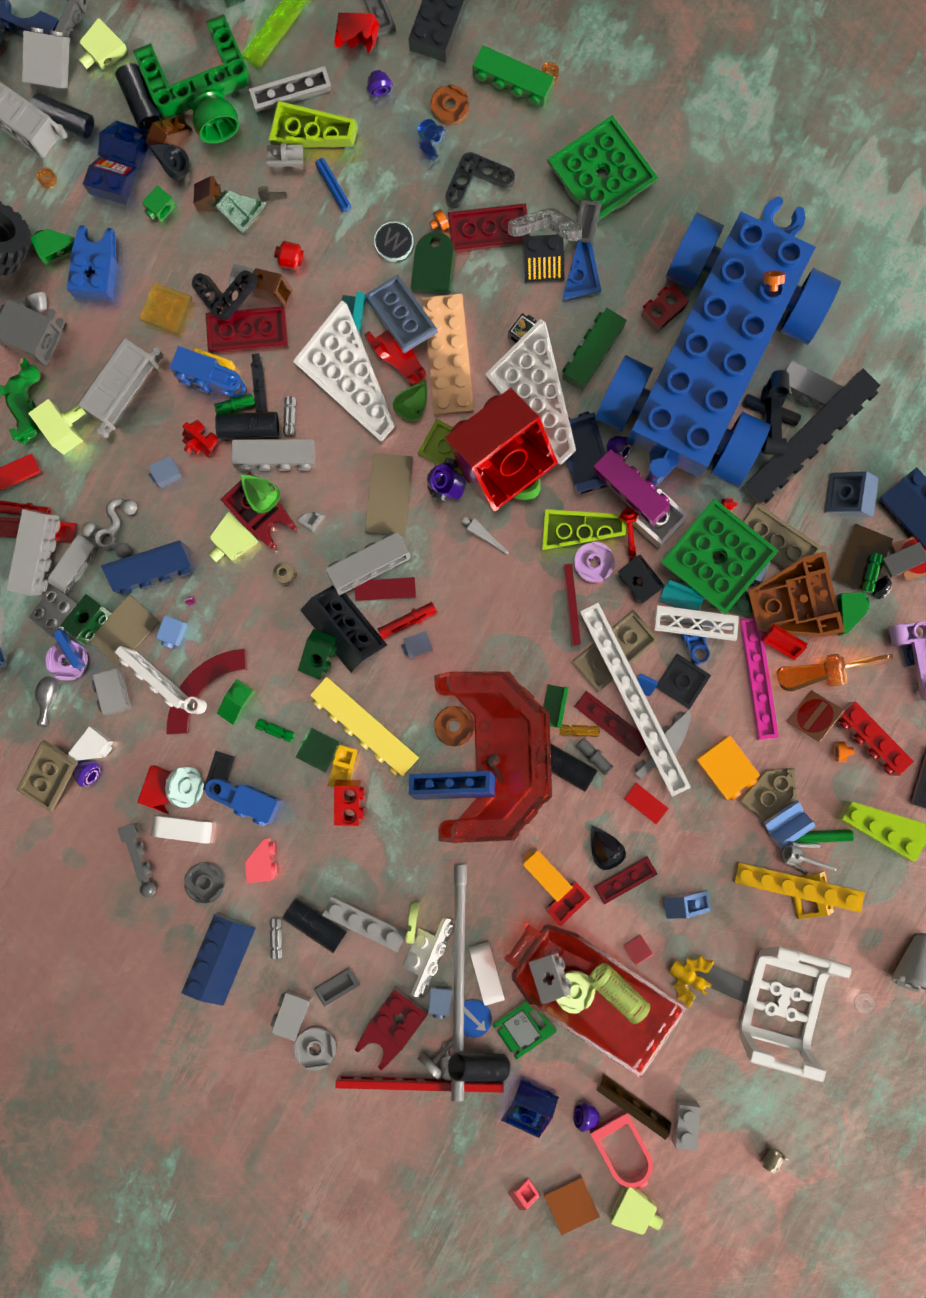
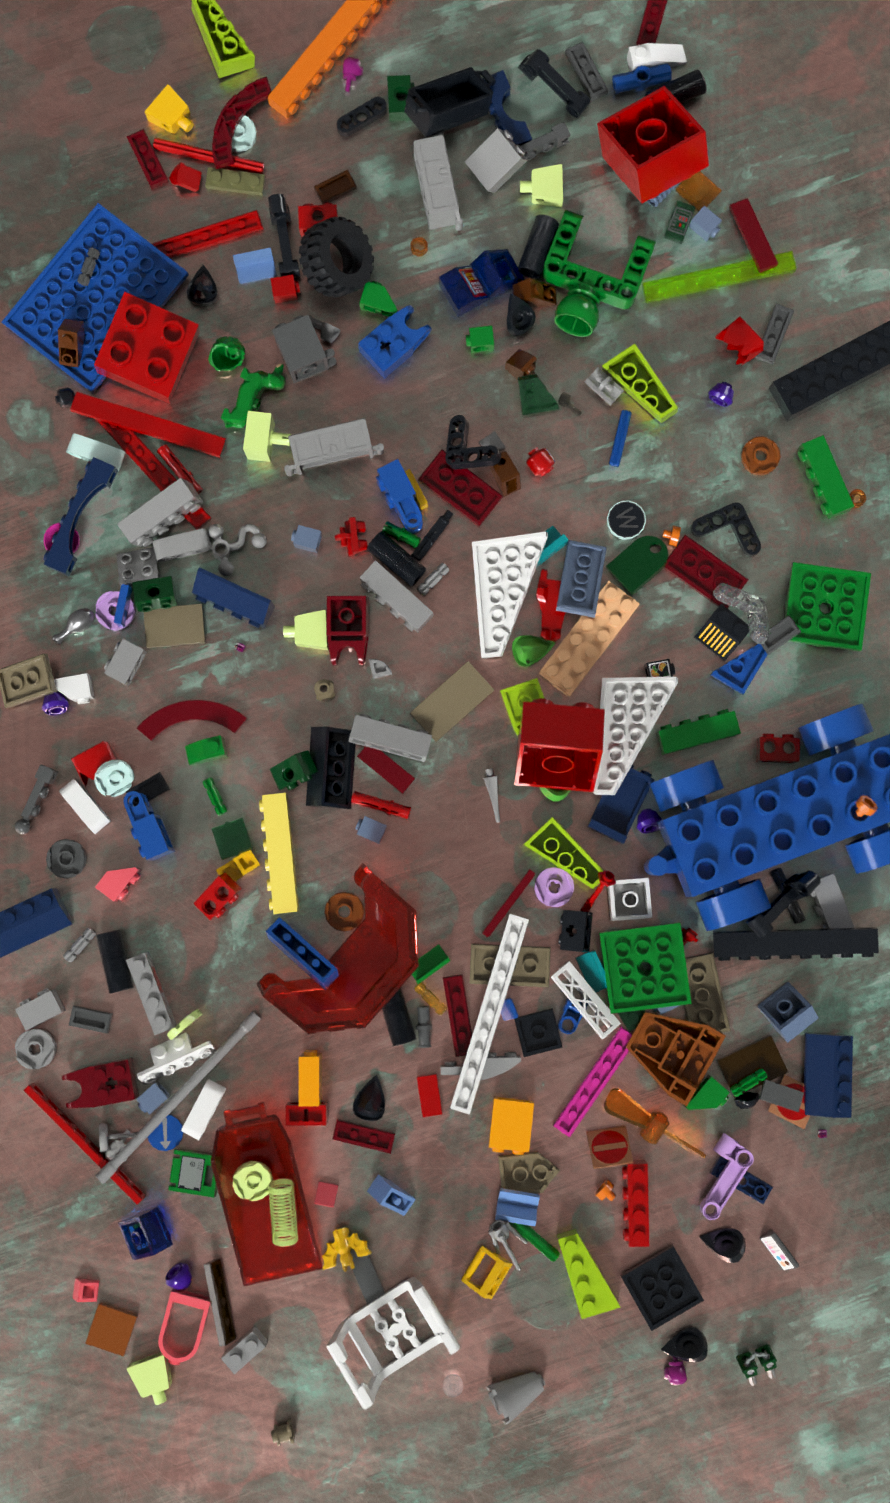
camera: 40 degrees right, 0 degrees up
(72, 119) = (471, 212): black piece -> none
(159, 682) = (164, 687): white hinge -> none
(165, 308) = (416, 420): clear yellow plate -> none
(171, 632) = (206, 658): medium blue brick -> none
(259, 493) = (358, 618): bright green piece -> none
(290, 89) = (652, 341): light grey brick -> none
(431, 135) = (724, 467): clear blue piece -> none
(445, 481) = (500, 730): dark purple cap -> none
(479, 1067) = (136, 1170): black piece -> none
(492, 761) = (347, 962): clear smoke hand -> none
(542, 971) = (234, 1161): light grey brick -> none
(631, 487) = (628, 859): magenta brick -> none
(784, 642) = (637, 1072): red tile -> none
(800, 887) = (482, 1258): yellow plate -> none

